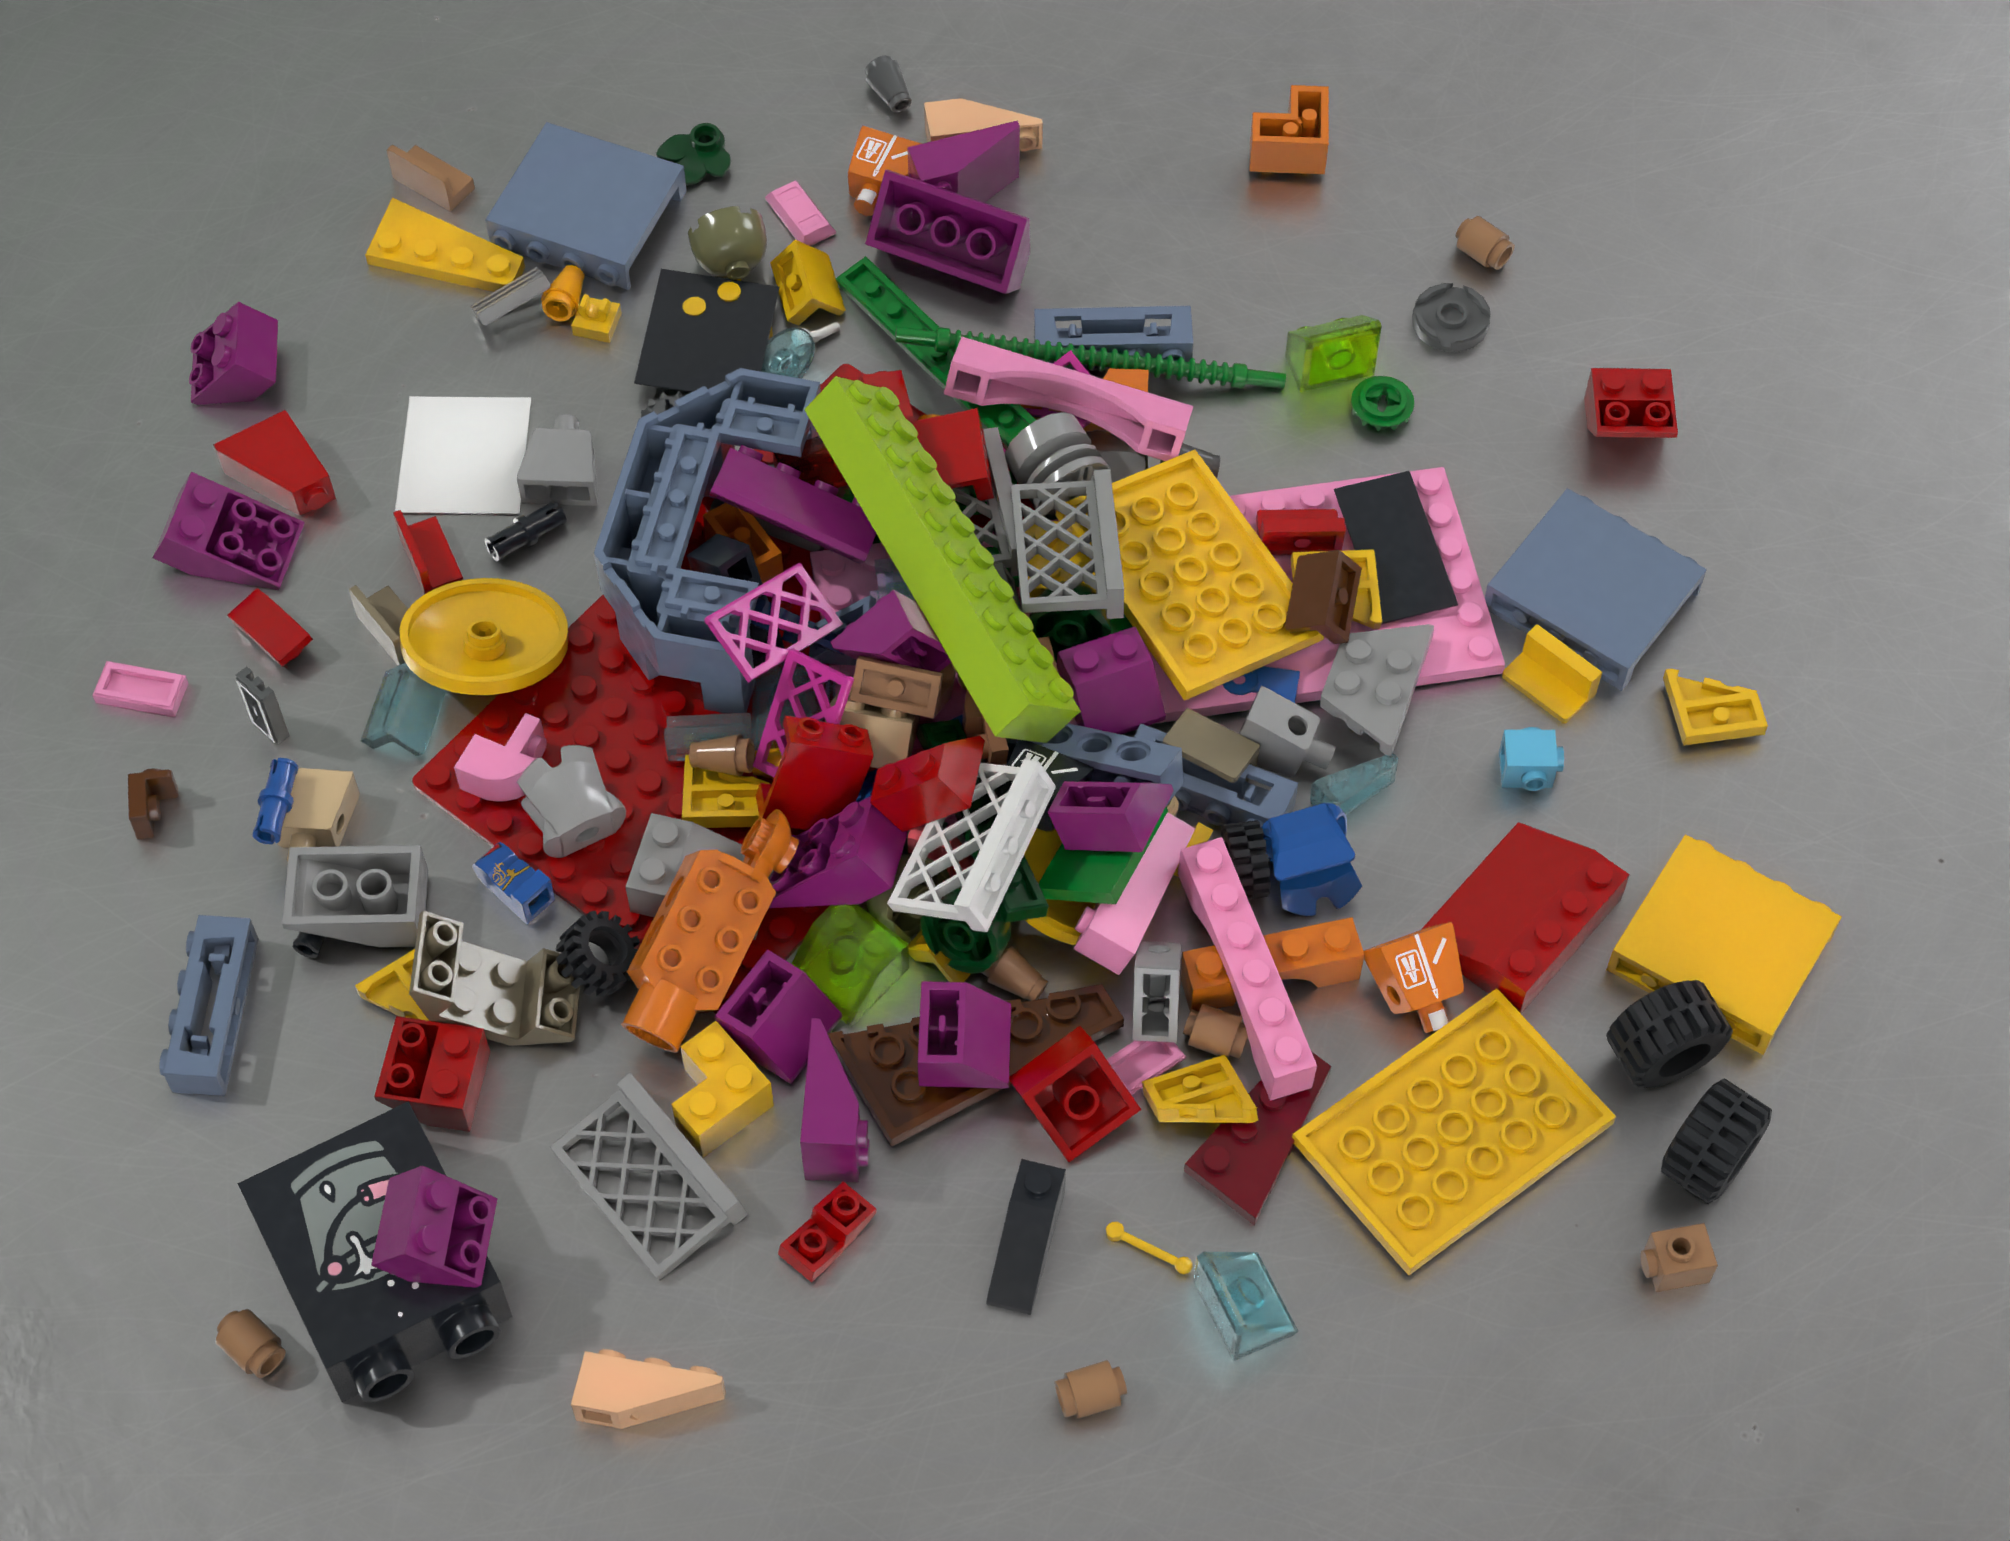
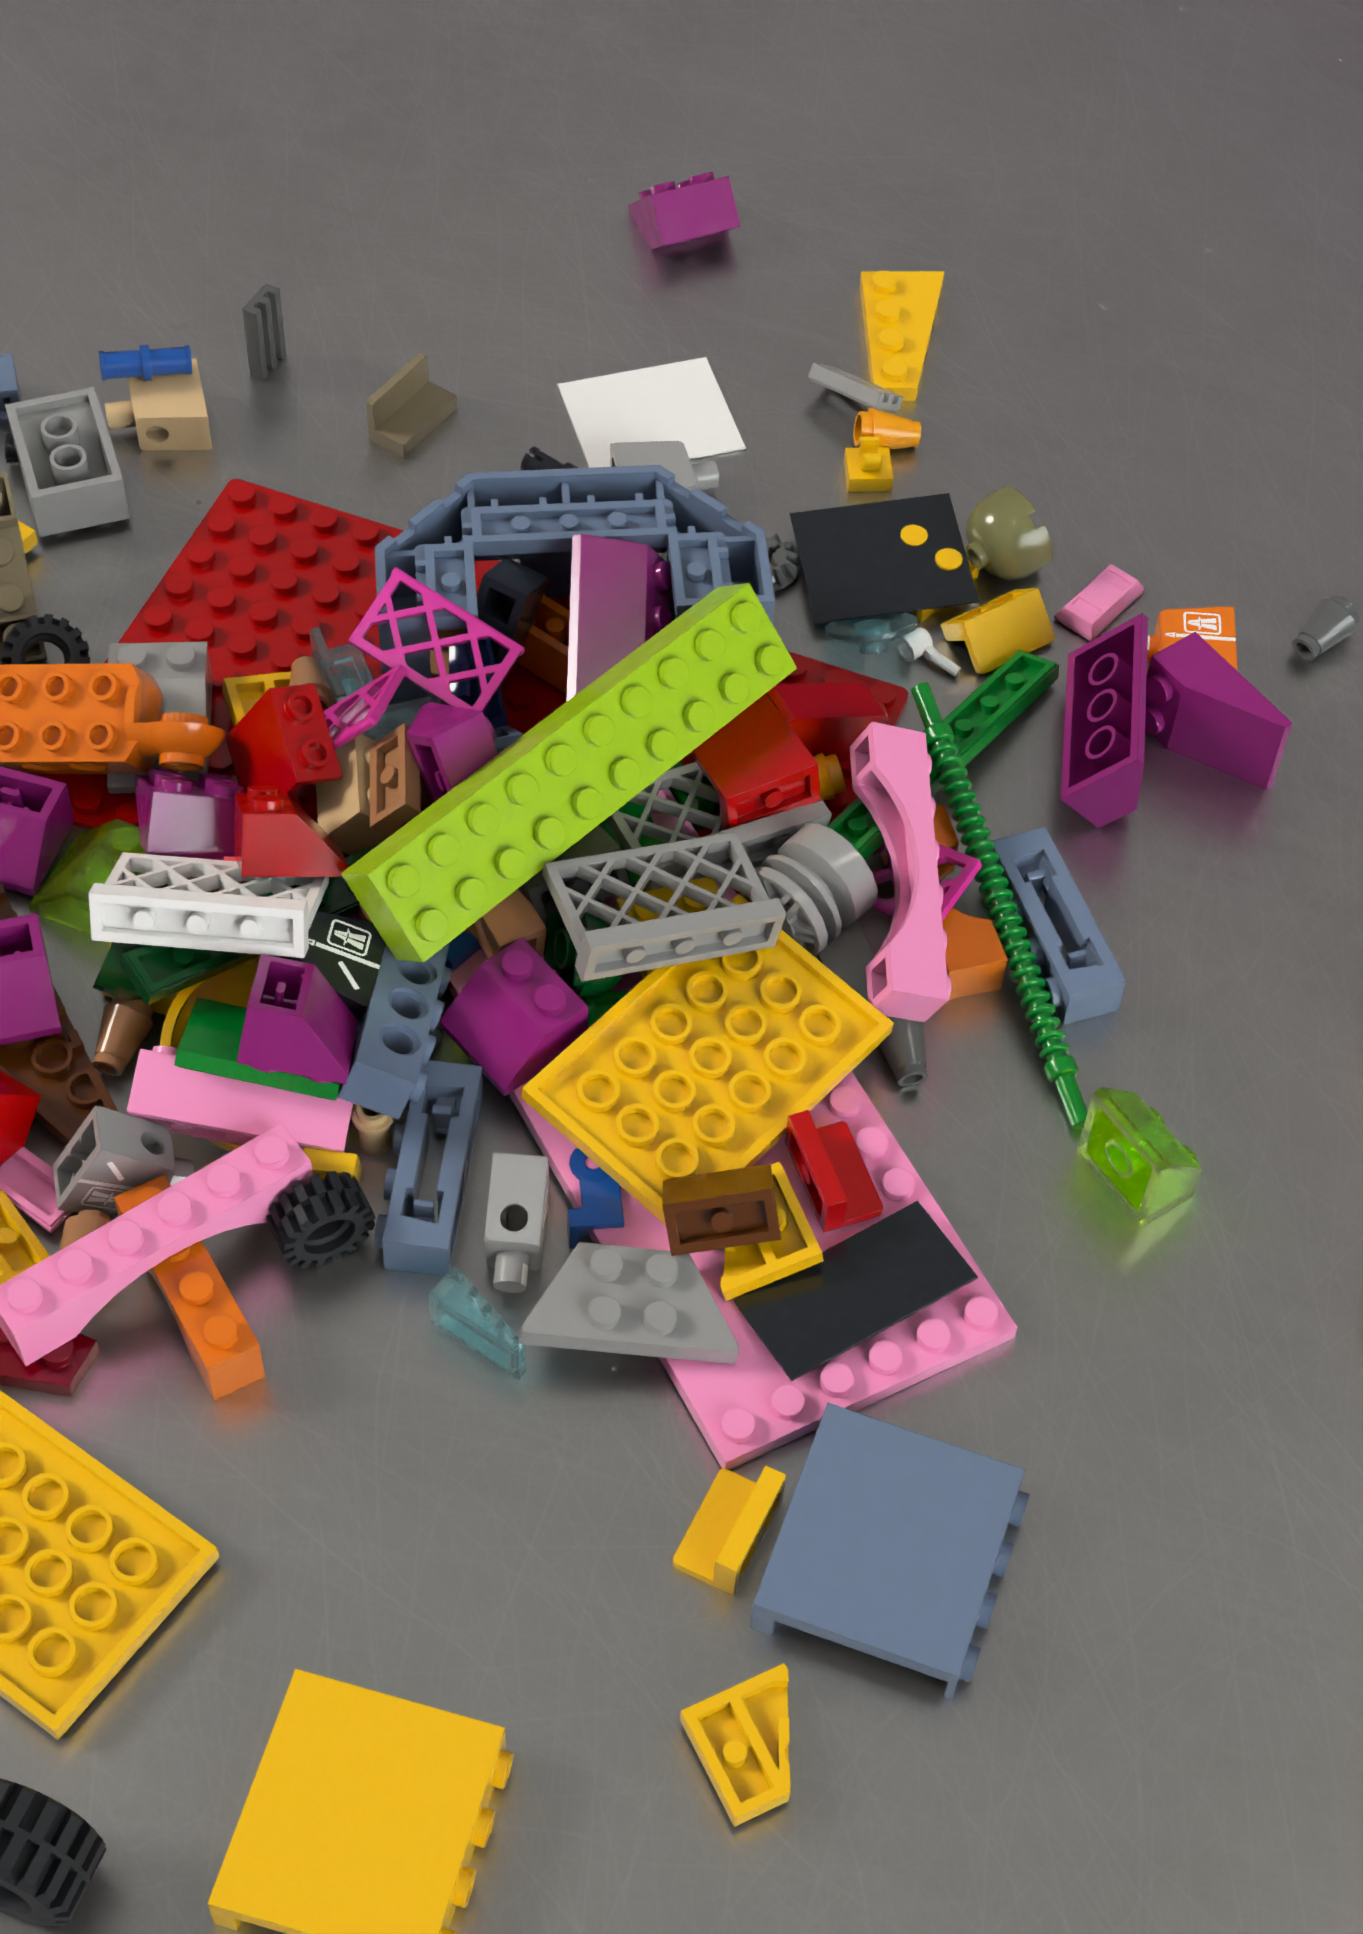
camera: 70 degrees right, 5 degrees down
(140, 689) = (279, 260): bright pink tile -> none
(144, 794) = (143, 293): reddish brown bracket -> none
(227, 536) = (470, 264): magenta slope -> none
(270, 627) = (370, 325): red slope -> none
(277, 464) = (572, 278): red slope -> none
(403, 711) = (310, 451): clear light blue panel -> none
(428, 552) = (503, 411): red panel -> none
(430, 176) = (988, 293): medium nougat panel -> none
(484, 636) = (393, 461): yellow dish -> none
(494, 769) = (252, 529): bright pink brick -> none
(514, 882) = (128, 580): blue leg -> none
(570, 801) = (213, 583): light grey piece -> none
(584, 203) = (1008, 410): sand blue panel -> none
(698, 152) = (1134, 492): dark green plate -> none
(962, 116) = (1304, 701): light nougat slope -> none
(1212, 745) = (465, 1147): dark tan panel -> none
(1312, 858) = (345, 1288): blue piece -> none
(1367, 396) = (1106, 1223): green gear -> none
(1418, 973) = (207, 1443): orange torso -> none
(1451, 317) = (1274, 1293): dark grey tile -> none
(1529, 911) = (343, 1565): red slope -> none
(1530, 758) = (584, 1520): medium azure brick -> none
(1631, 403) = (1207, 1531): red slope -> none
(1669, 1034) = (170, 1759): black tyre -> none

